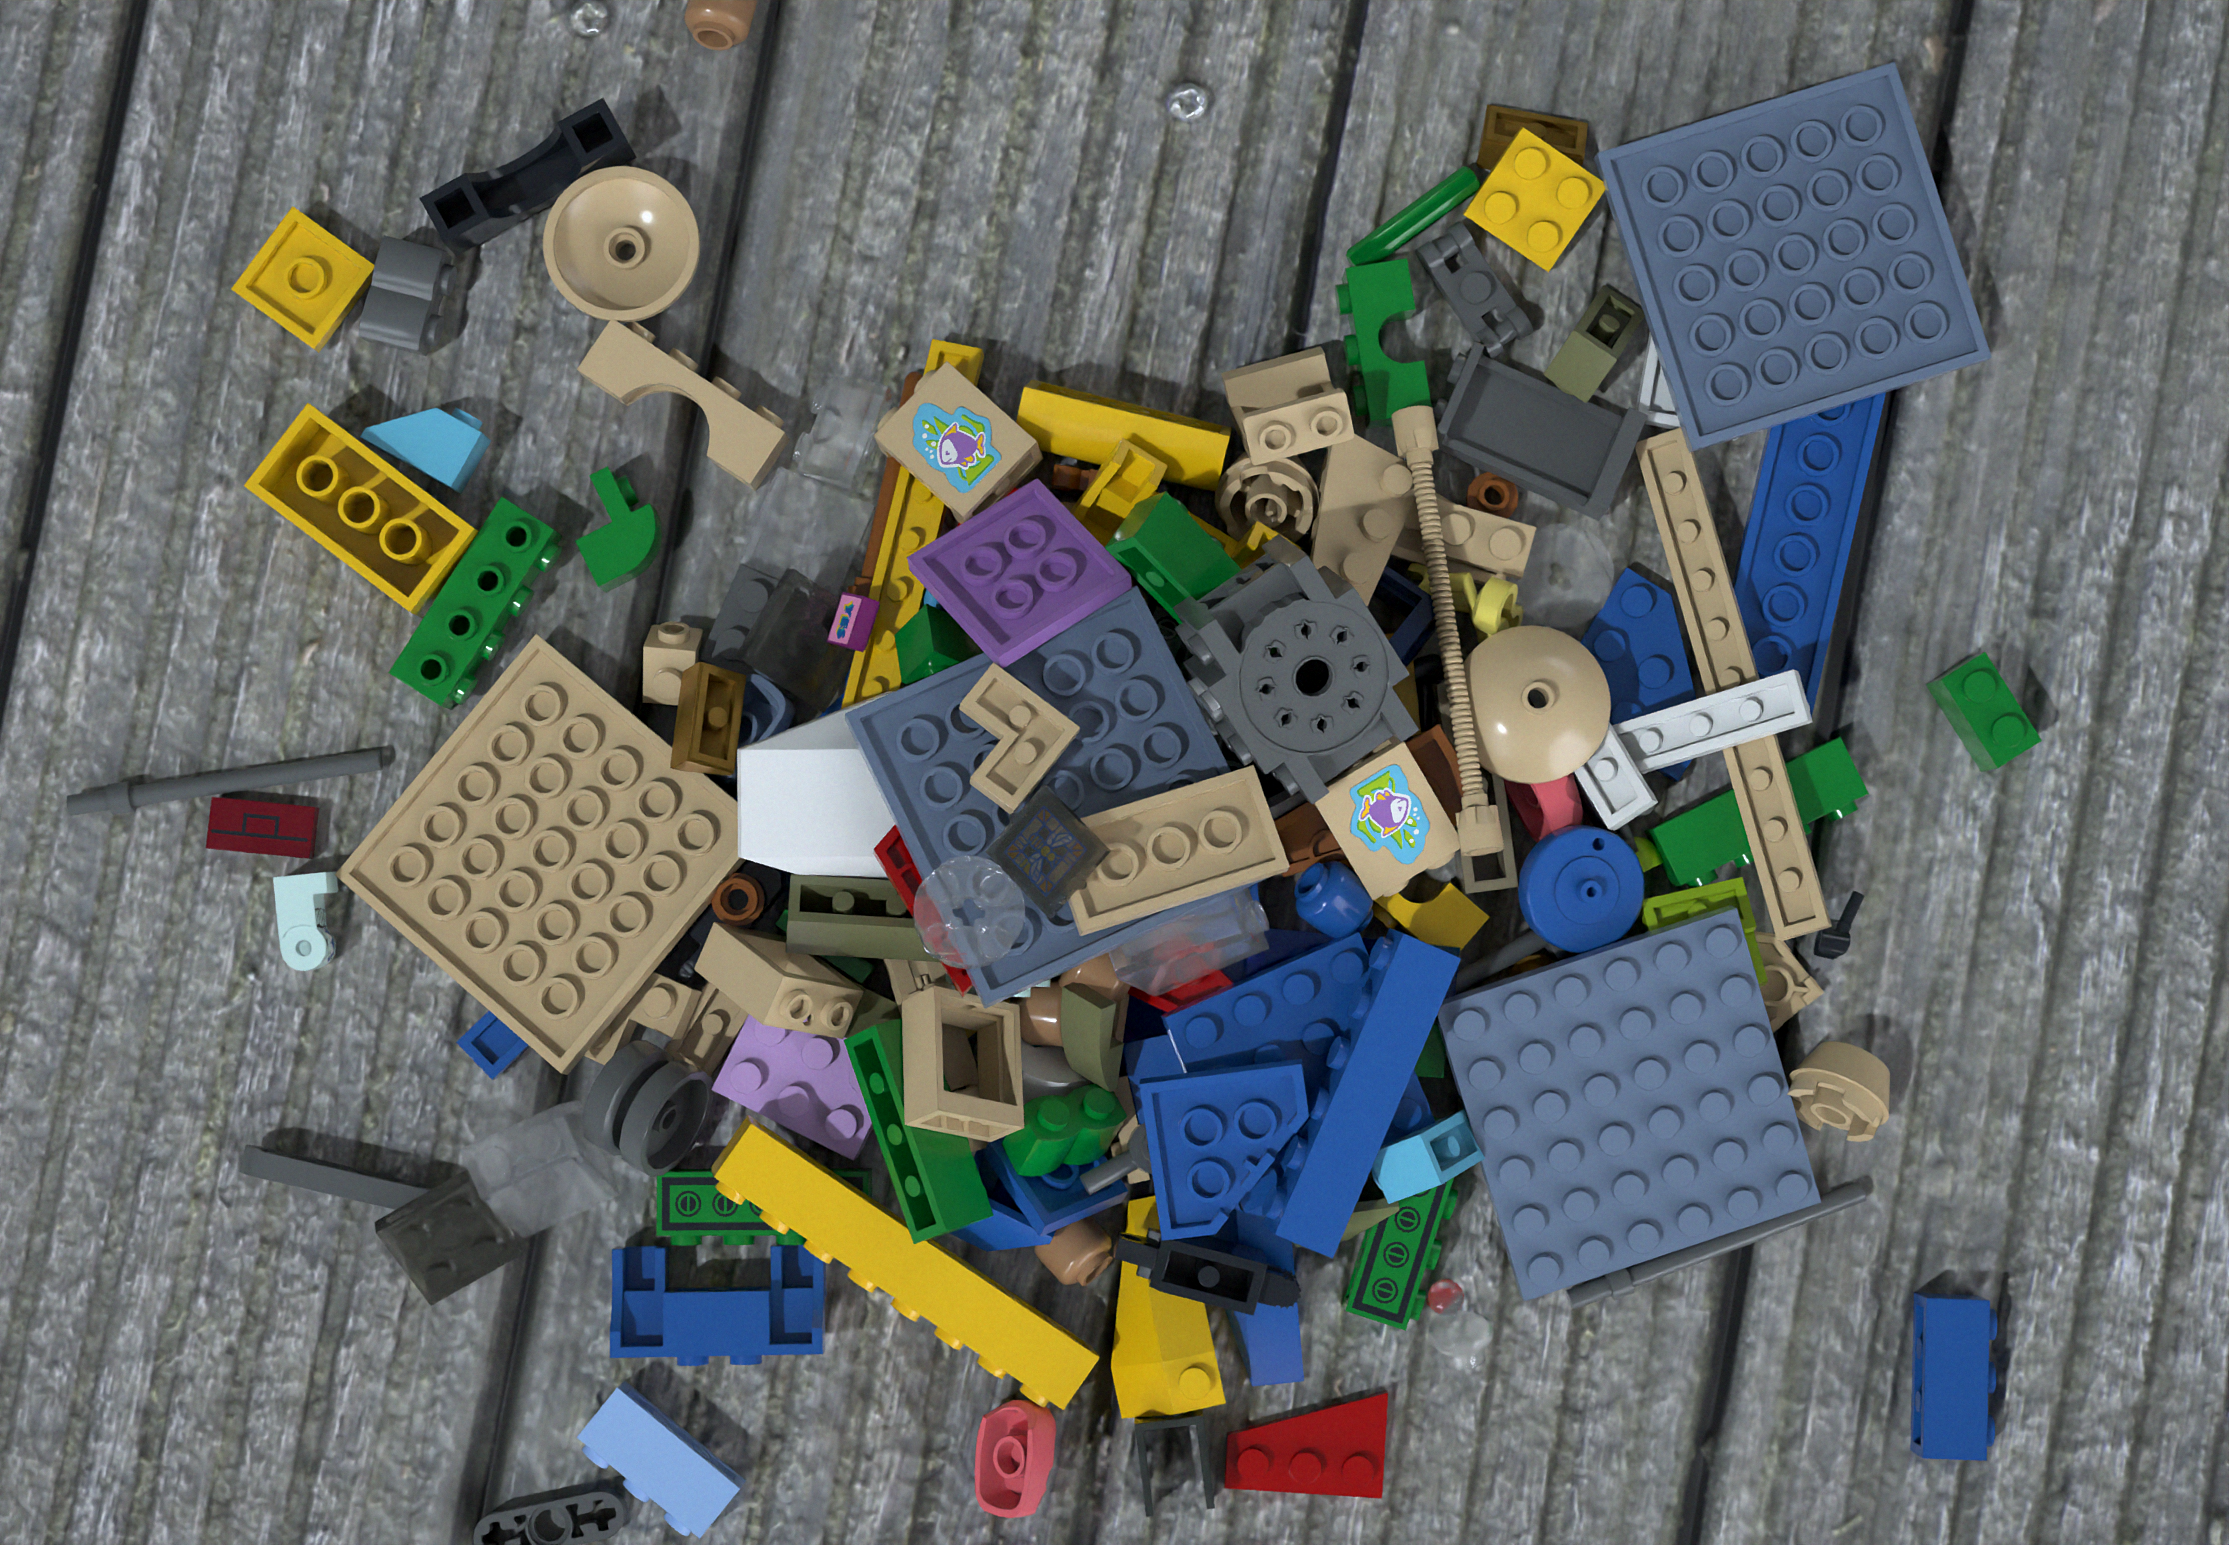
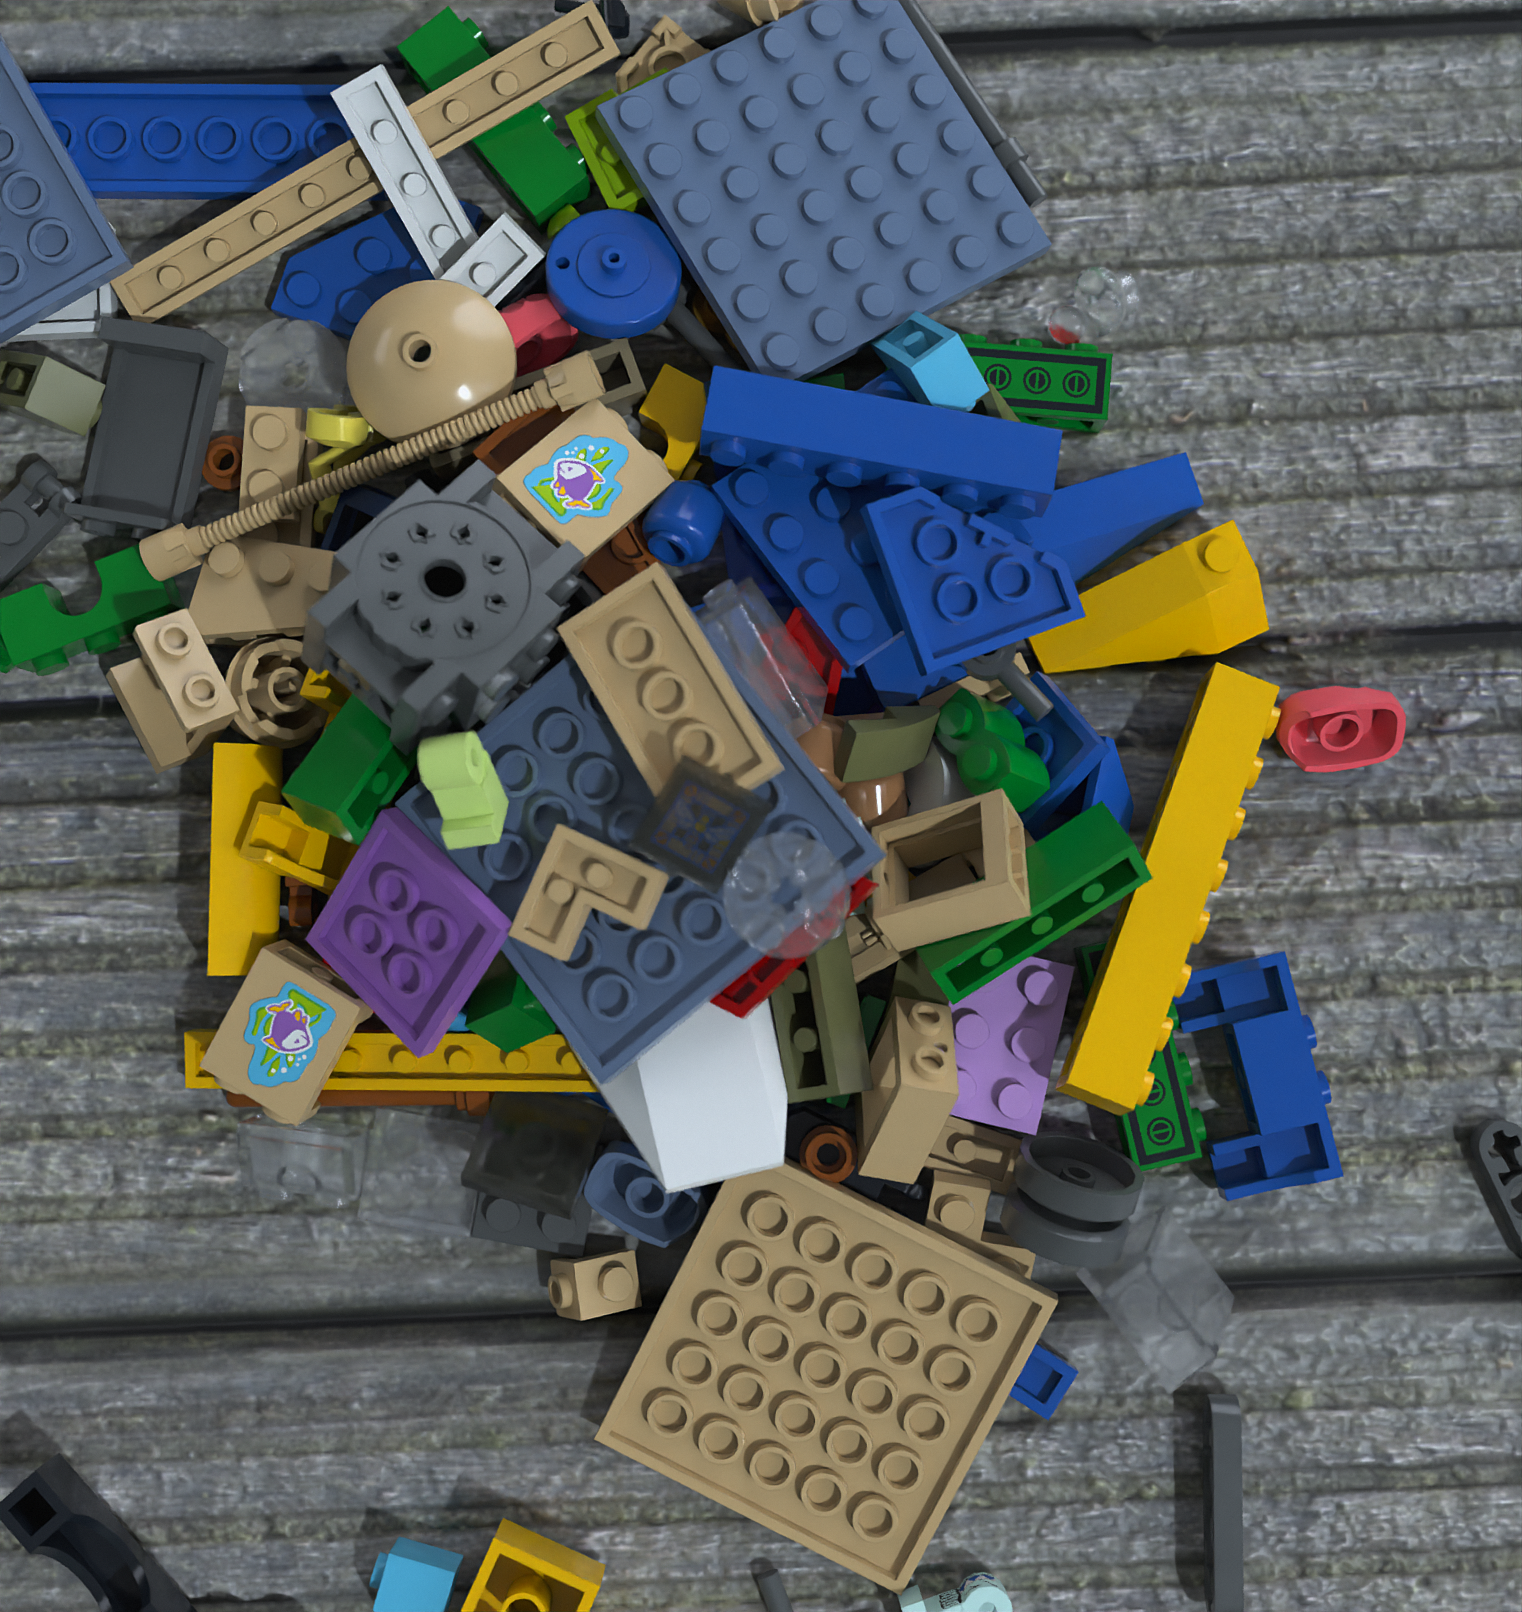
camera: 95 degrees left, 0 degrees up
(447, 1238) = (1259, 1381): clear smoke plate -> none
(477, 604) = (577, 1510): green brick -> none
(599, 218) = (122, 1468): tan dish -> none
(627, 543) = (473, 1361): green brick -> none
(631, 368) = (286, 1402): tan arch -> none
(660, 1461) = (1432, 1096): light blue brick -> none
(708, 720) = (644, 1232): pearl gold slope -> none
(853, 622) = (503, 1100): tile -> none
(1077, 1252) = (1113, 710): medium nougat head -> none
(1128, 652) = (463, 788): none -> yellowish green leg
(1170, 1421) = (1271, 591): pearl dark grey piece -> none
(1209, 1270) = (1104, 565): black hinge -> none
(1314, 1452) = (1257, 424): red wing -> none

